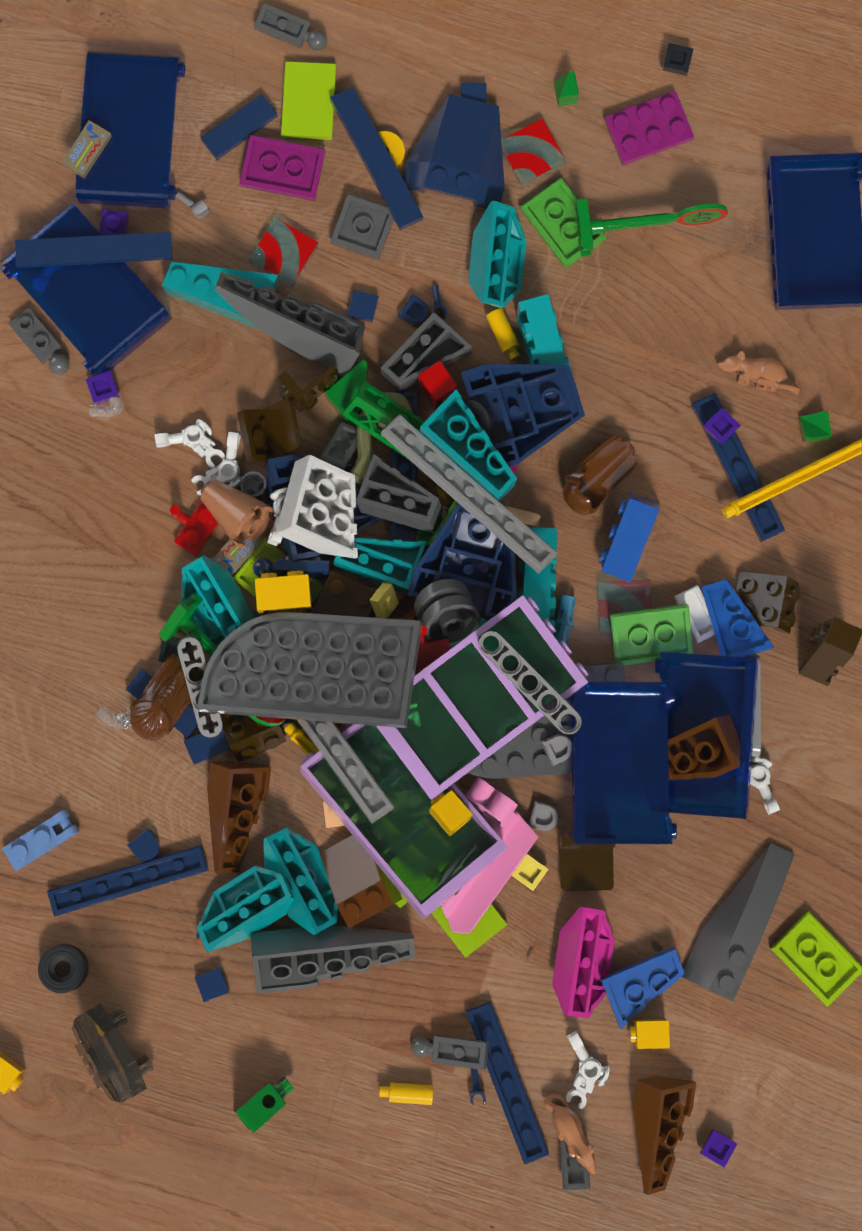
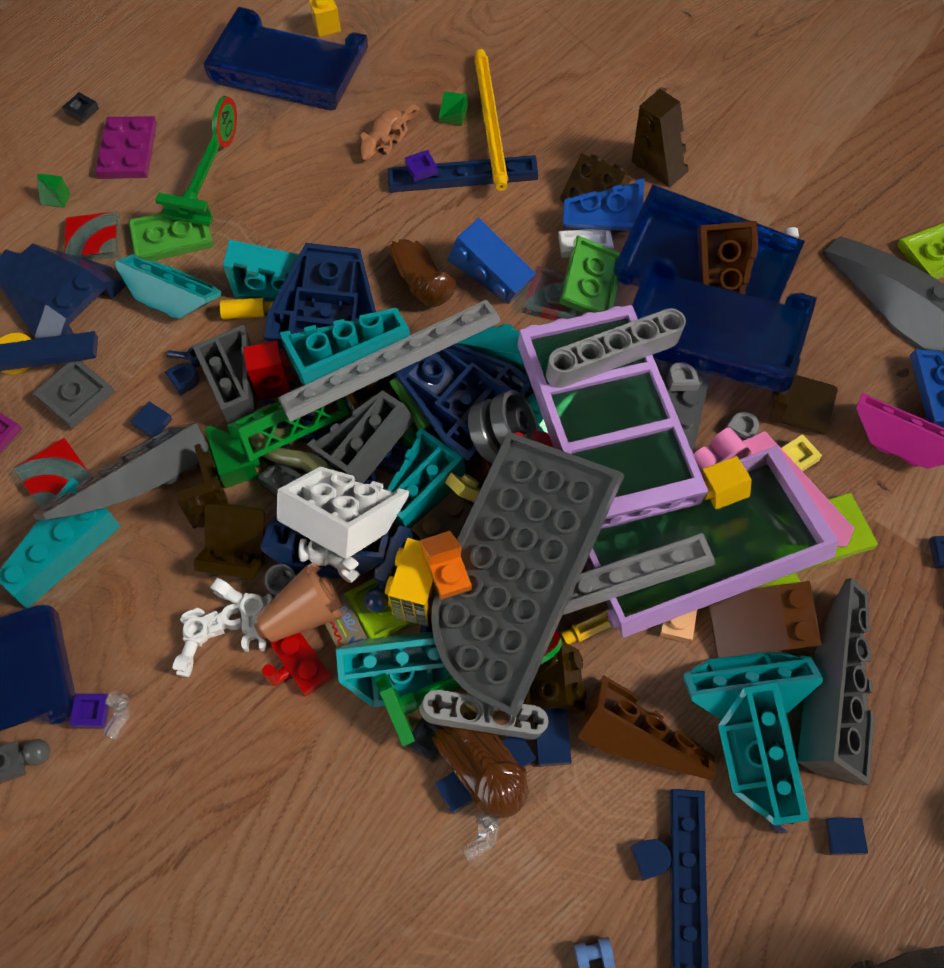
camera: 65 degrees left, 20 degrees down
(294, 613) = (446, 564): none -> orange slope

